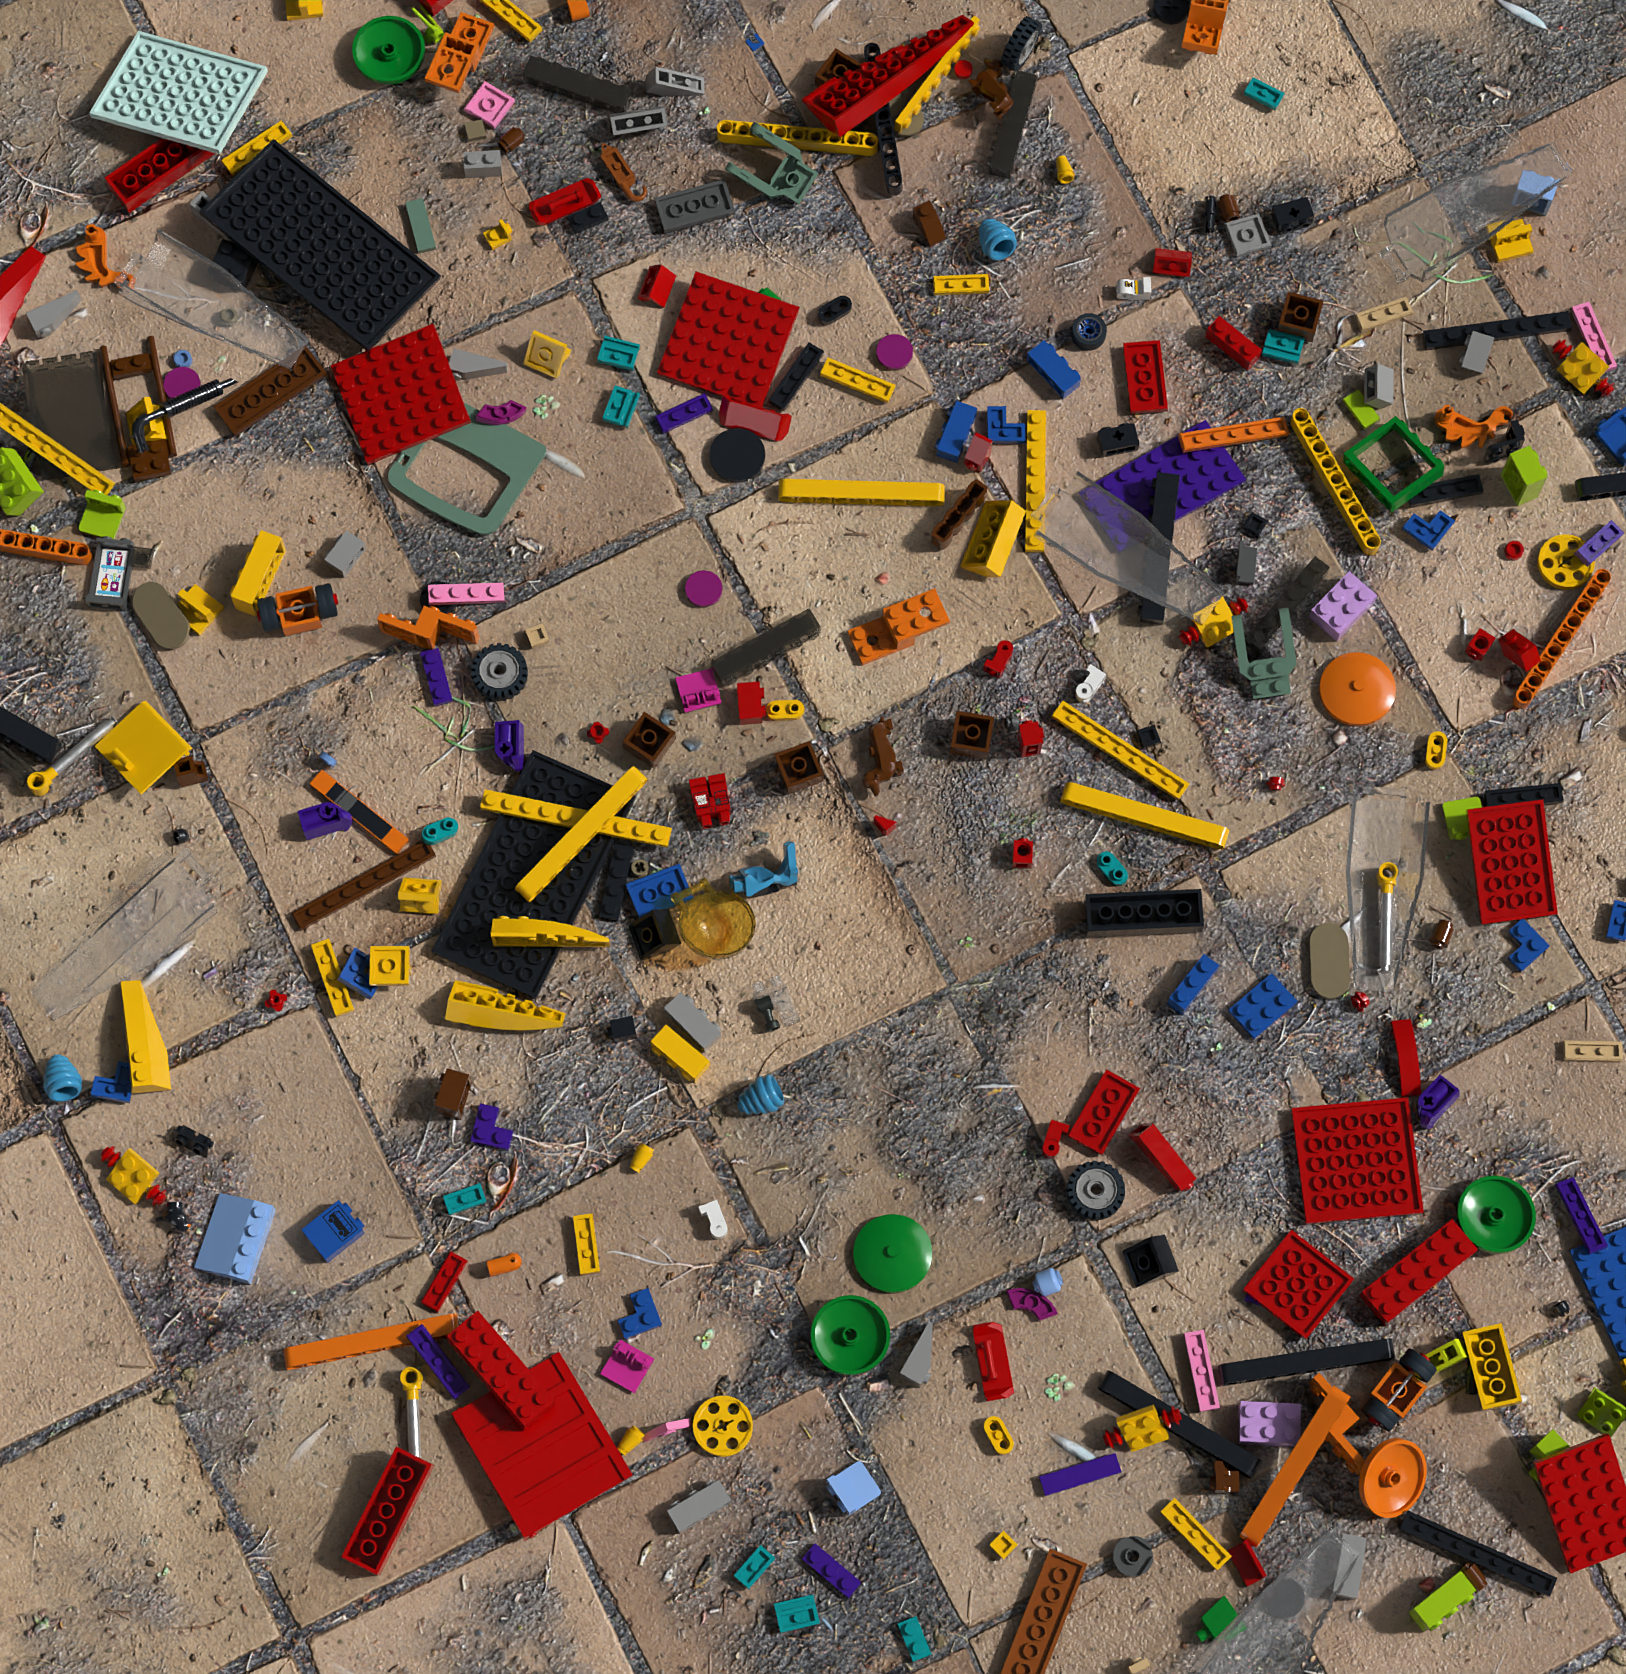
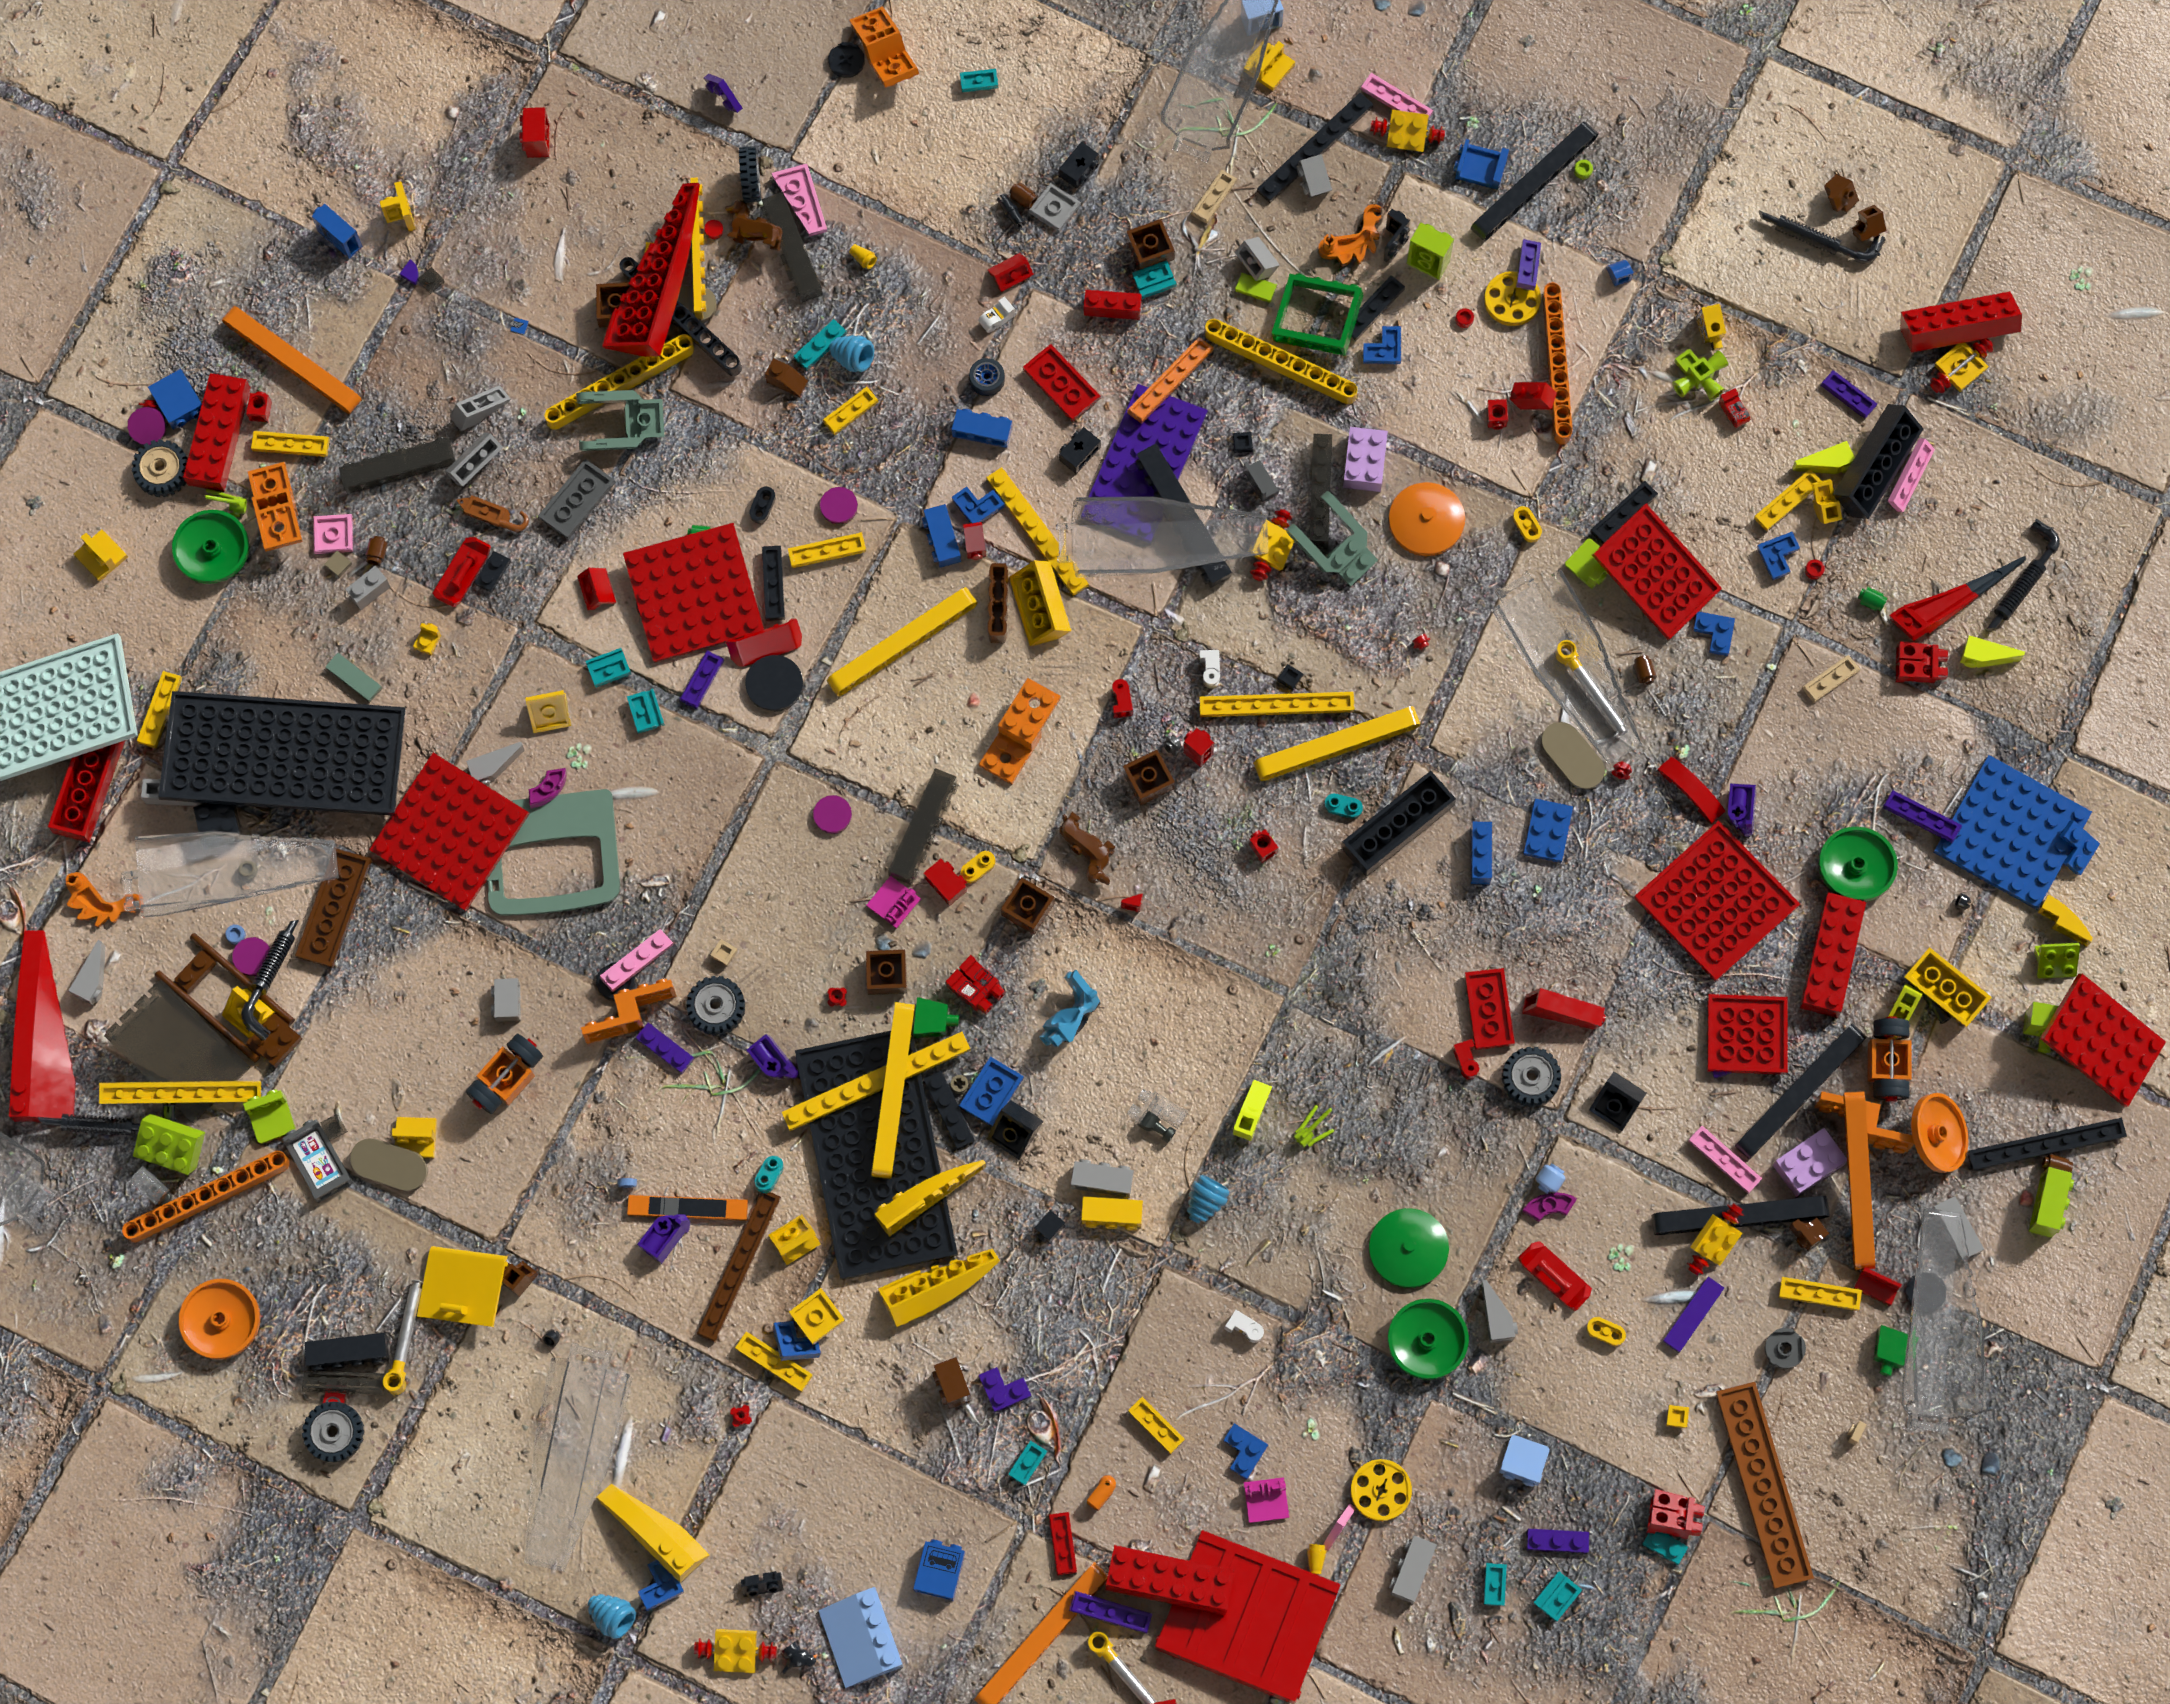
camera: 35 degrees left, 0 degrees up
(258, 572) = (446, 1069): yellow brick -> none
(641, 1157) = (1145, 1320): yellow cone -> none
(657, 802) = (932, 1019): none -> green torso
(715, 922) = (1059, 1083): clear yellow windscreen -> none
(851, 1054) = (1252, 1110): none -> neon yellow slope
(878, 1103) = (1304, 1136): none -> lime plant
(937, 1619) = (1674, 1515): none -> red hips
(975, 216) = (819, 345): none -> teal plate
(1052, 88) = (802, 197): none -> bright pink wing

